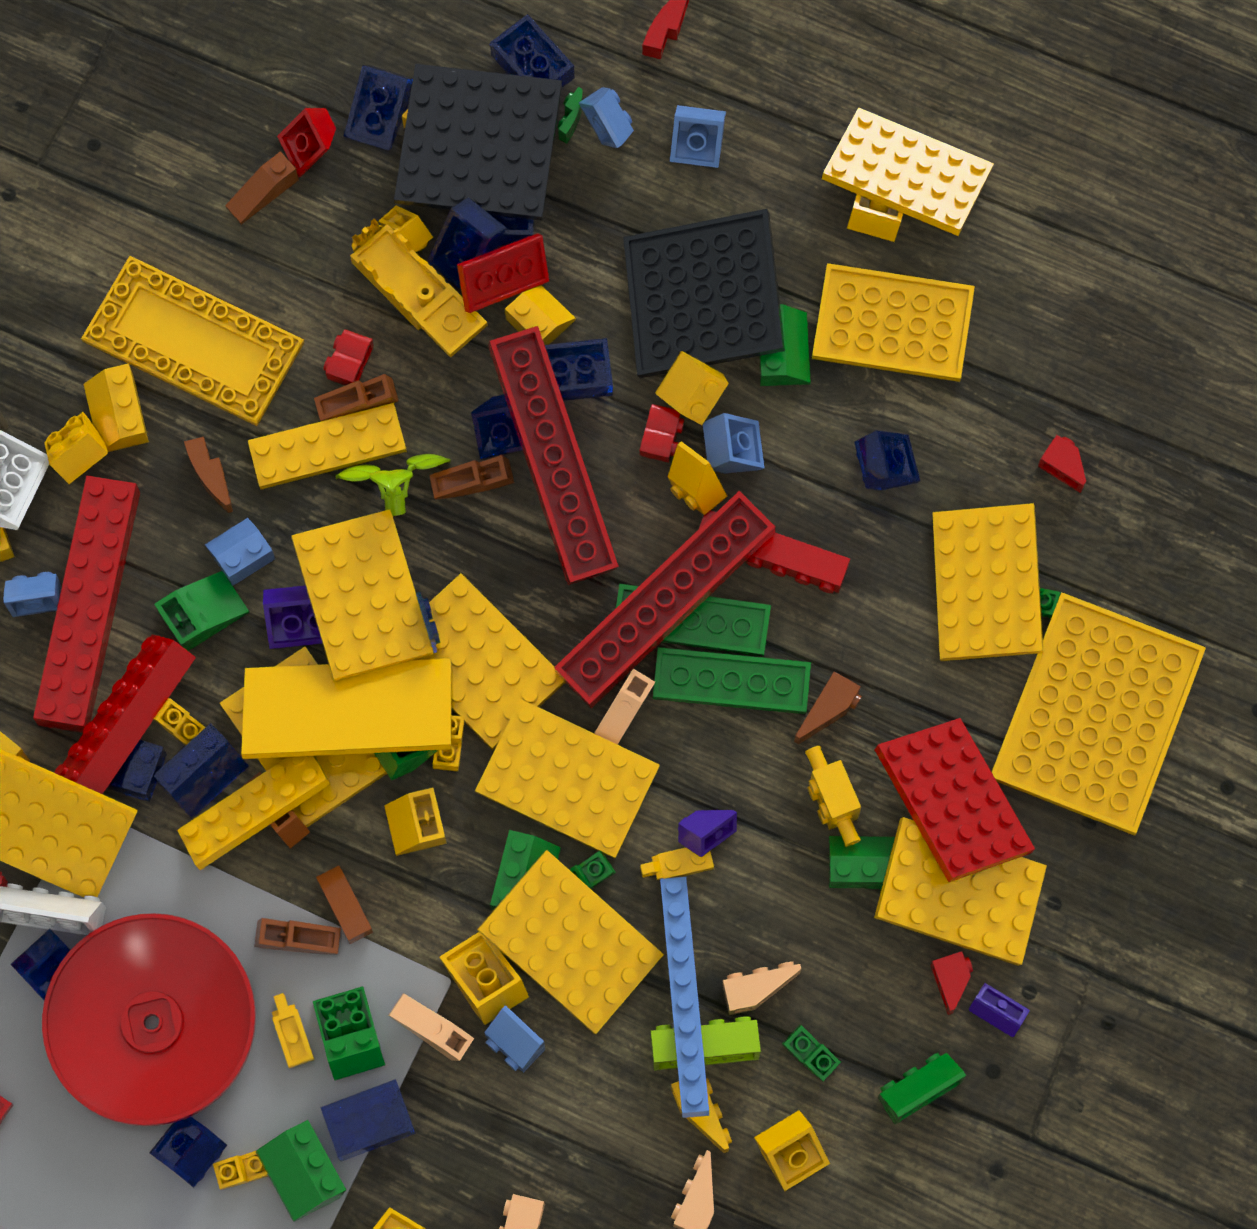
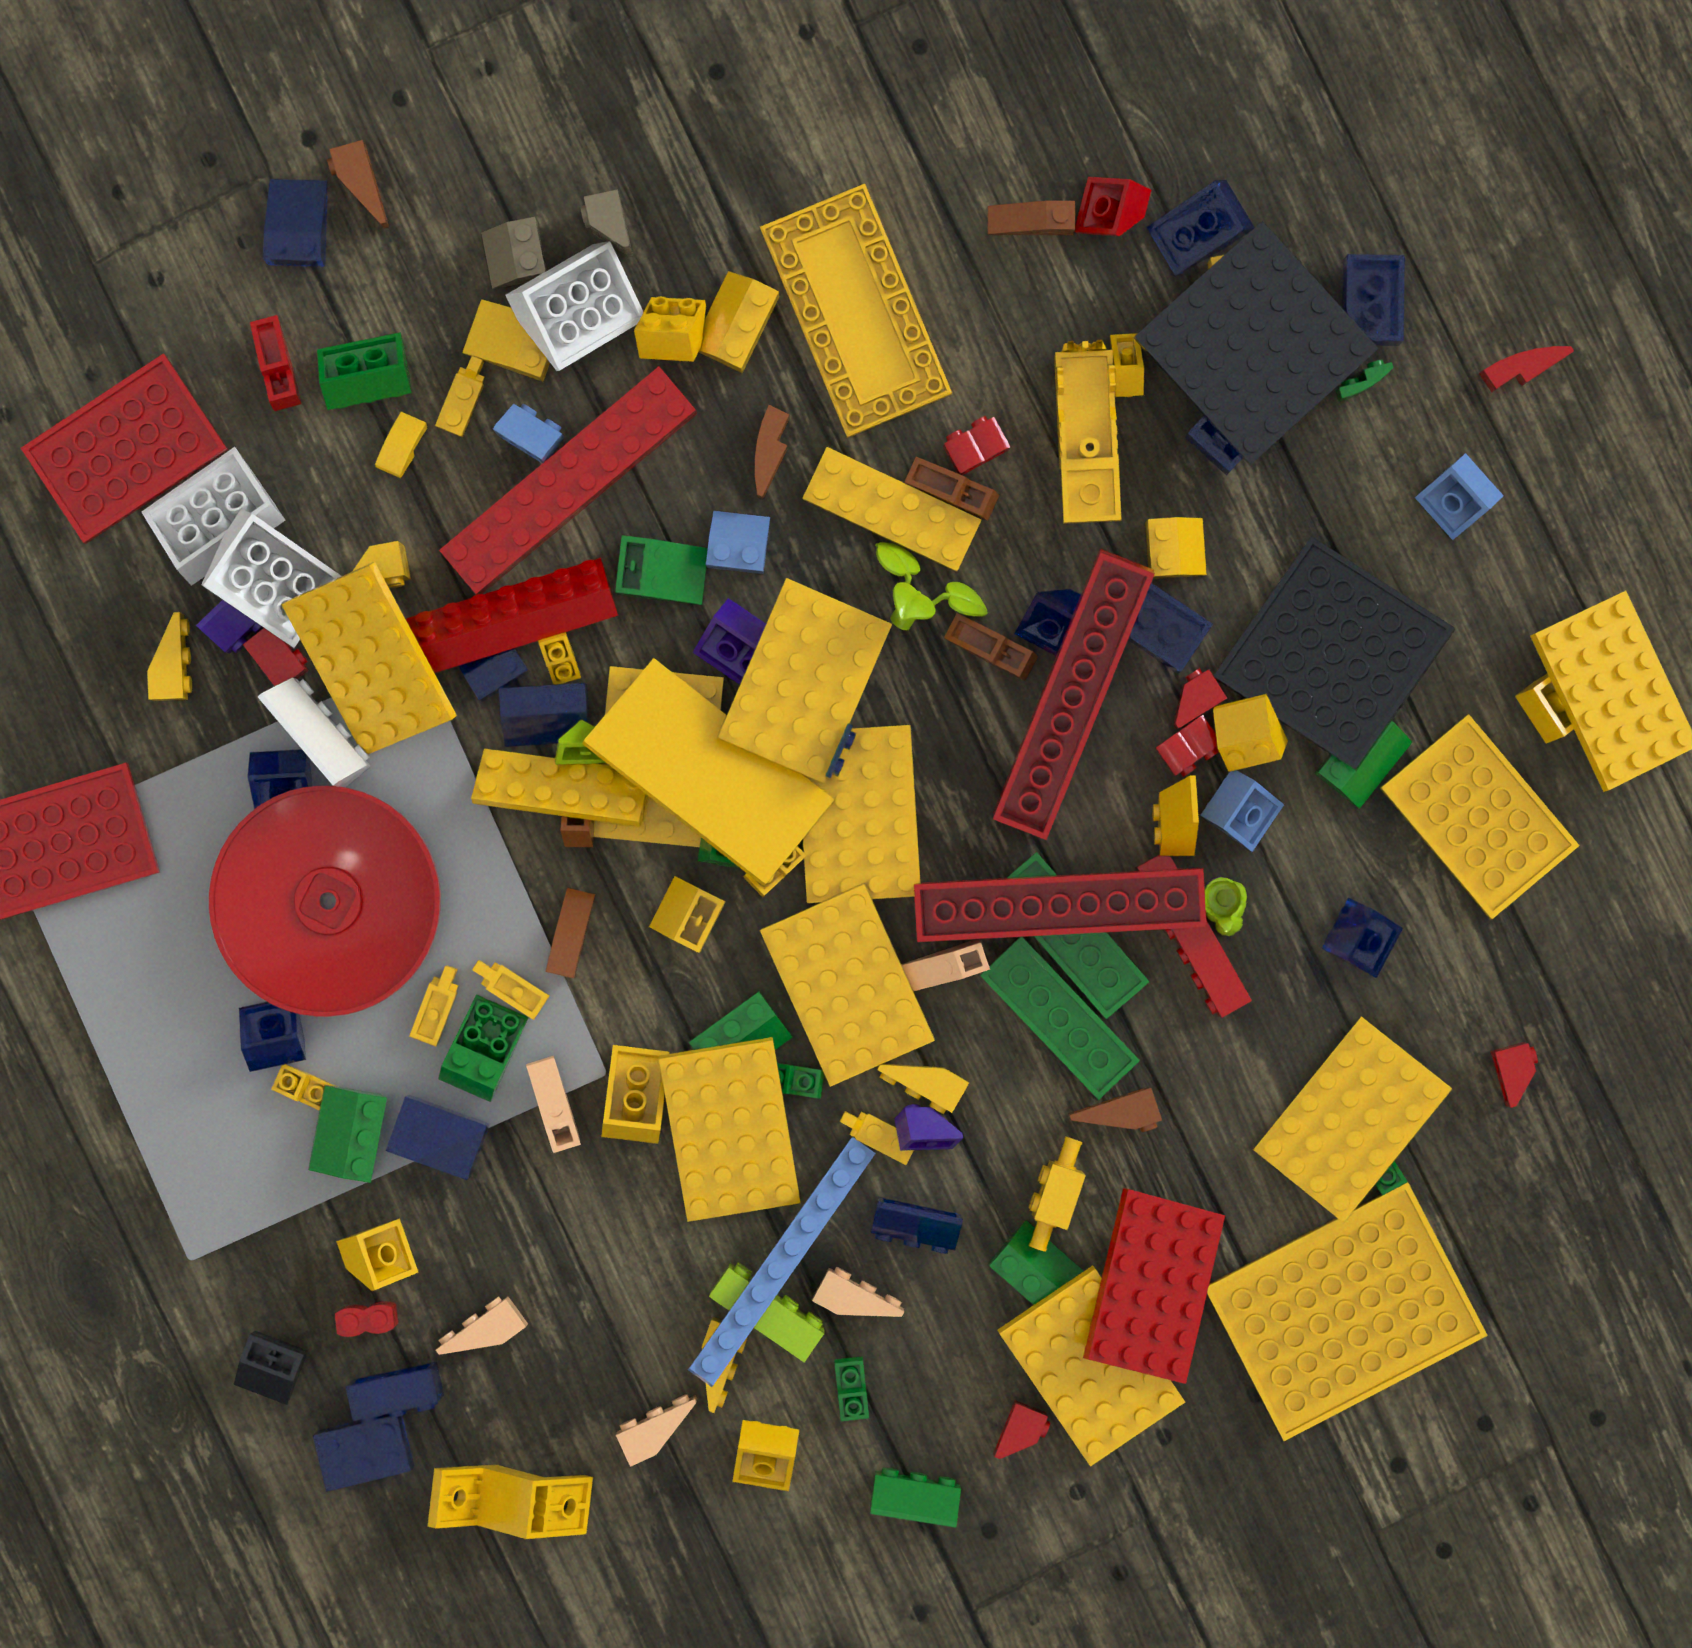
camera: 40 degrees right, 15 degrees up
(243, 771) = (570, 746): none -> lime slope
(297, 936) = (507, 930): dark orange slope -> none
(333, 974) = (511, 988): none -> yellow hinge
(465, 235) = (1163, 432): clear blue brick -> none
(503, 273) = (1173, 487): red tile -> none
(514, 1040) = (614, 1171): medium blue slope -> none
(607, 117) = (1392, 414): medium blue slope -> none
(638, 397) = (1197, 697): none -> red slope
(684, 795) = (934, 1083): none -> yellow slope
(756, 898) = (916, 1225): none -> clear blue slope
(779, 511) = (1225, 904): none -> lime hair
(999, 1010) = (1038, 1486): dark purple slope -> none

